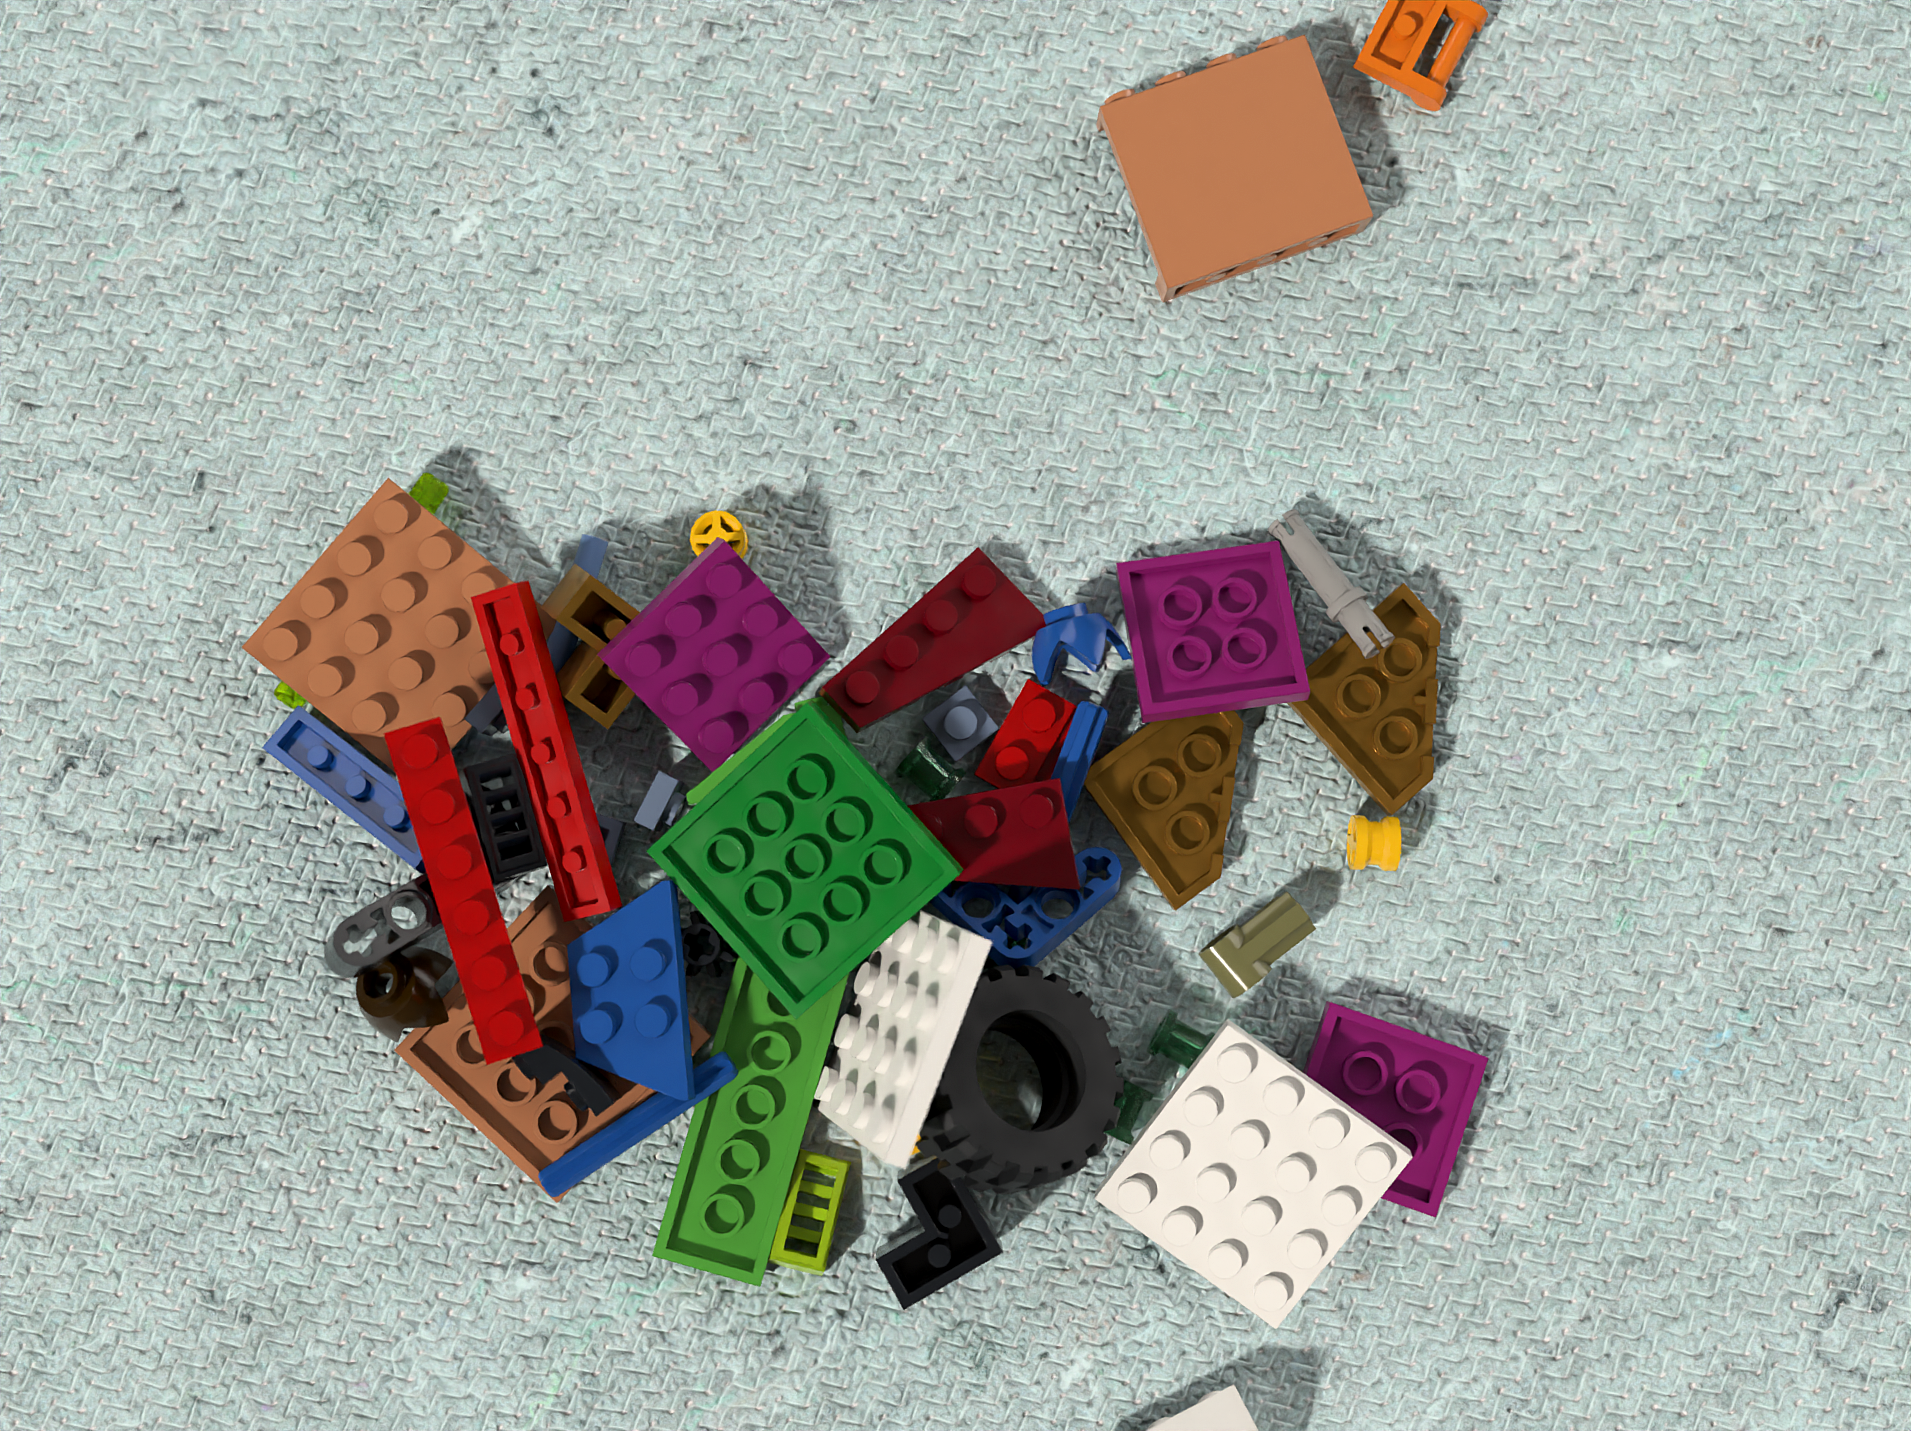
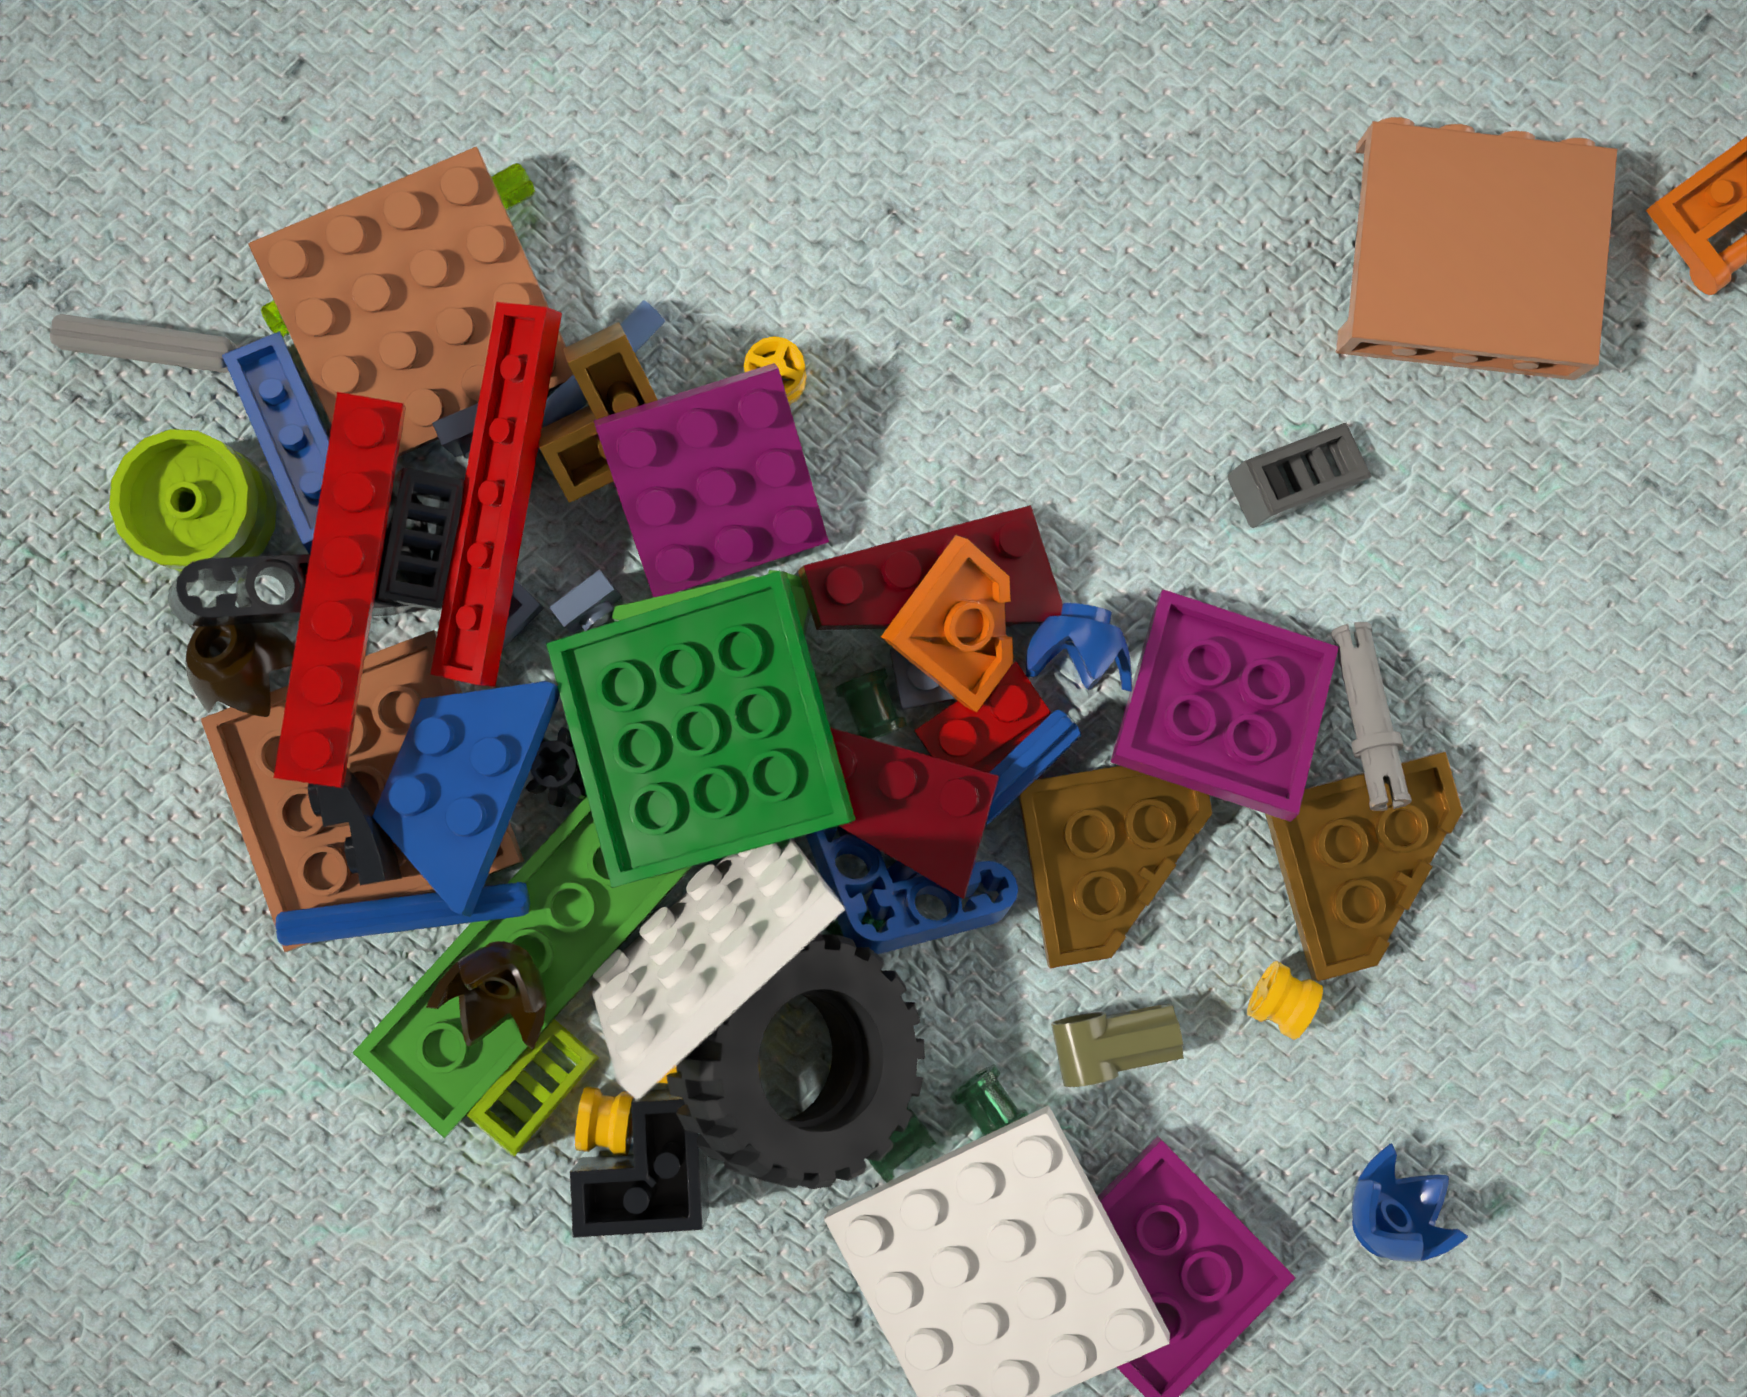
camera: 30 degrees right, 0 degrees up
(188, 769) = (140, 342): none -> light grey axle
(269, 873) = (191, 500): none -> lime wheel
(740, 1146) = (493, 987): none -> dark brown piece
(882, 1208) = (604, 1121): none -> yellow wheel
(967, 673) = (957, 624): none -> orange plate
(1161, 445) = (1263, 491): none -> dark grey slope
(1547, 968) = (1400, 1215): none -> blue piece

